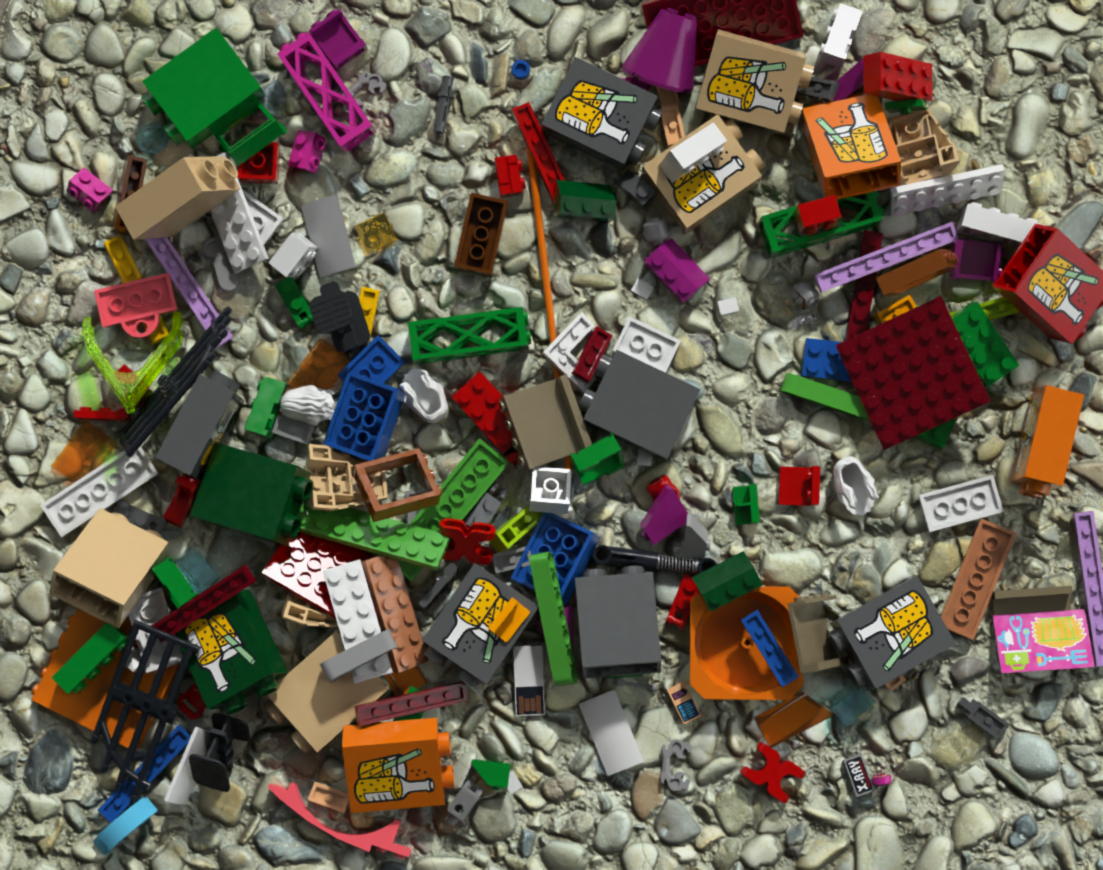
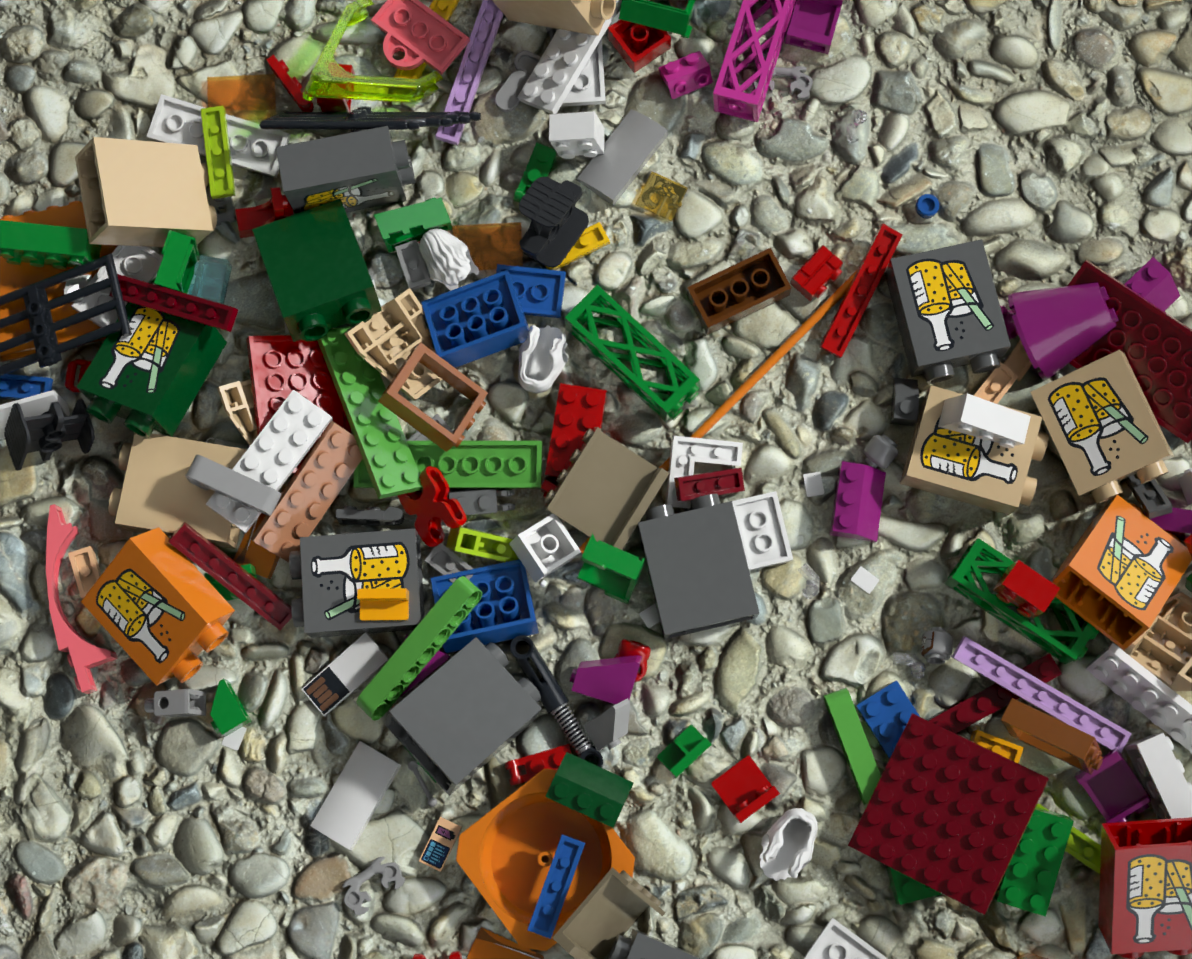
camera: 55 degrees right, 5 degrees down
(113, 498) = (218, 152): none -> lime plate
(443, 104) = (837, 159): dark grey pin -> none
(584, 201) = (850, 361): dark green slope -> none

